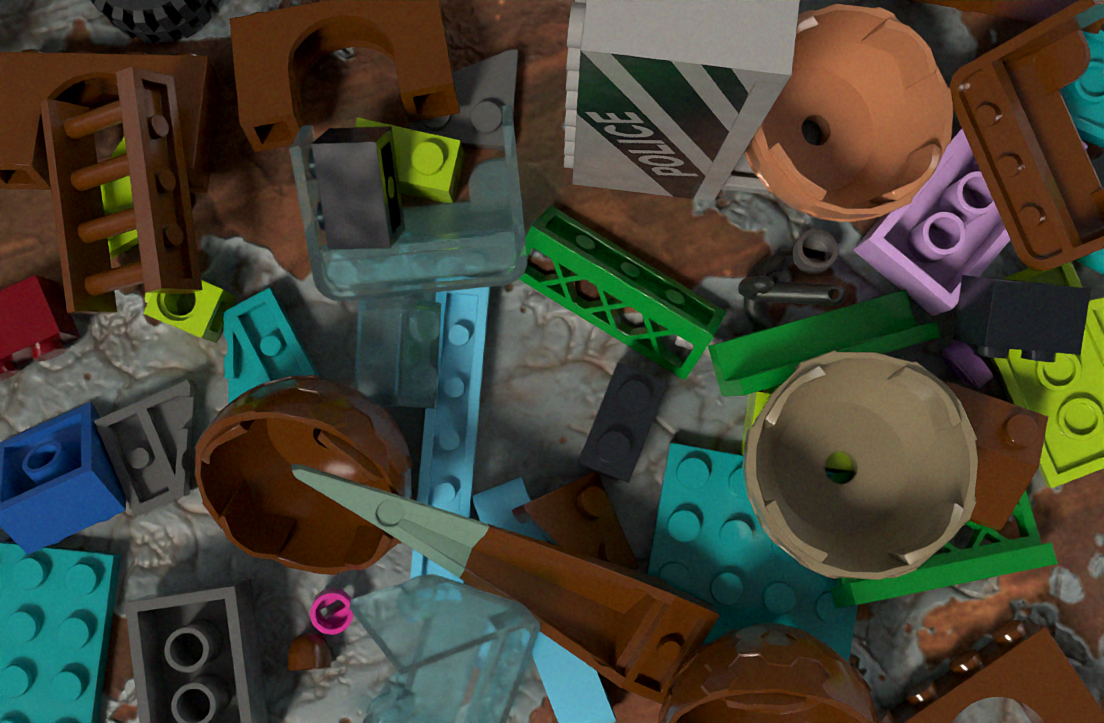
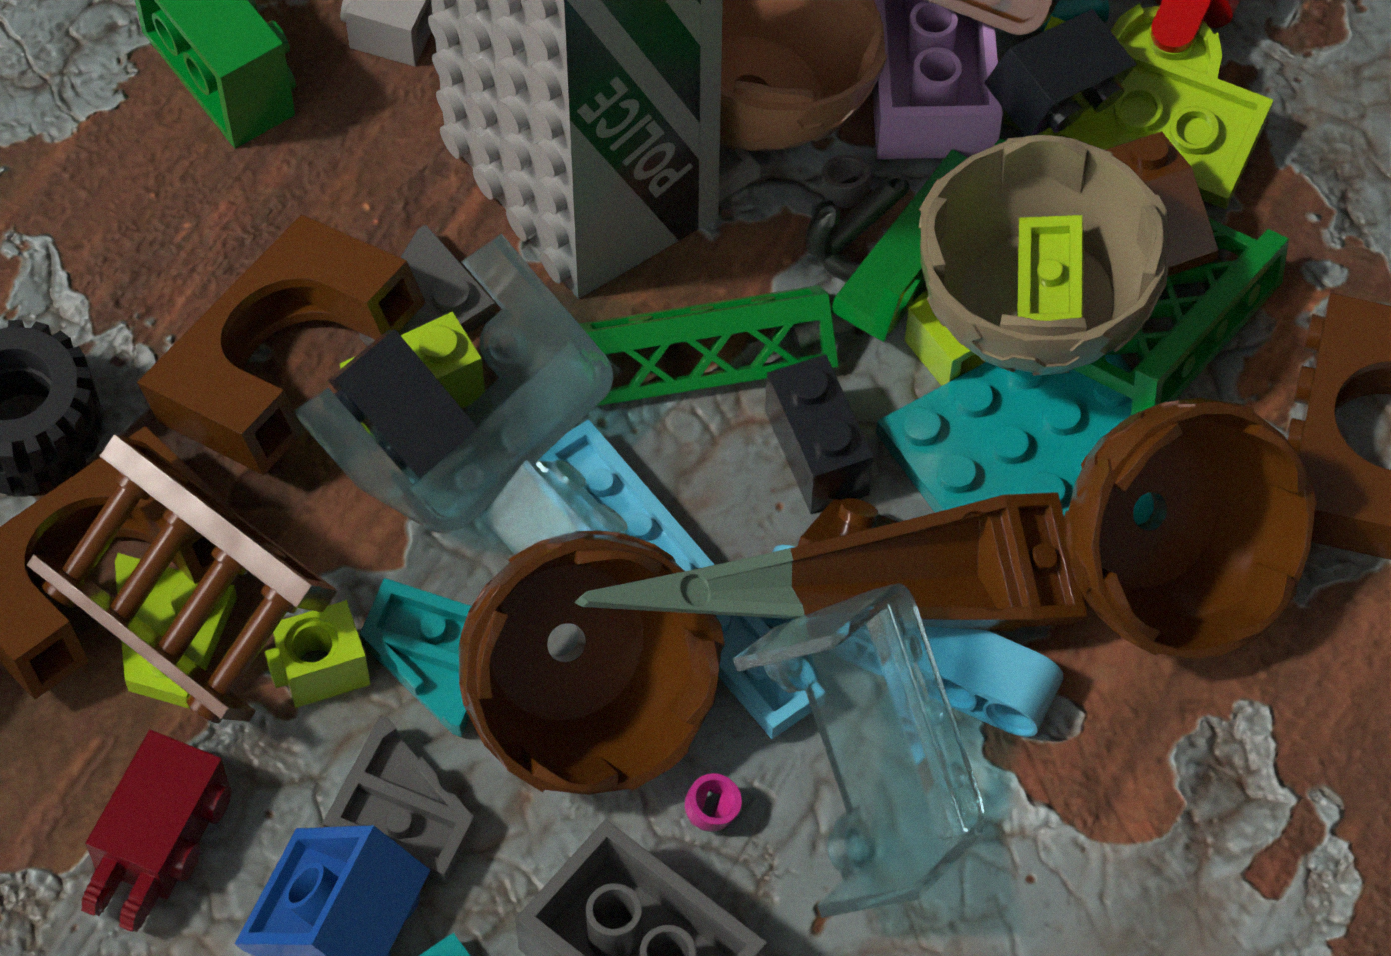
camera: 45 degrees left, 25 degrees down
(309, 652) = (729, 863): reddish brown hinge -> none
(857, 471) = (1051, 267): none -> lime plate

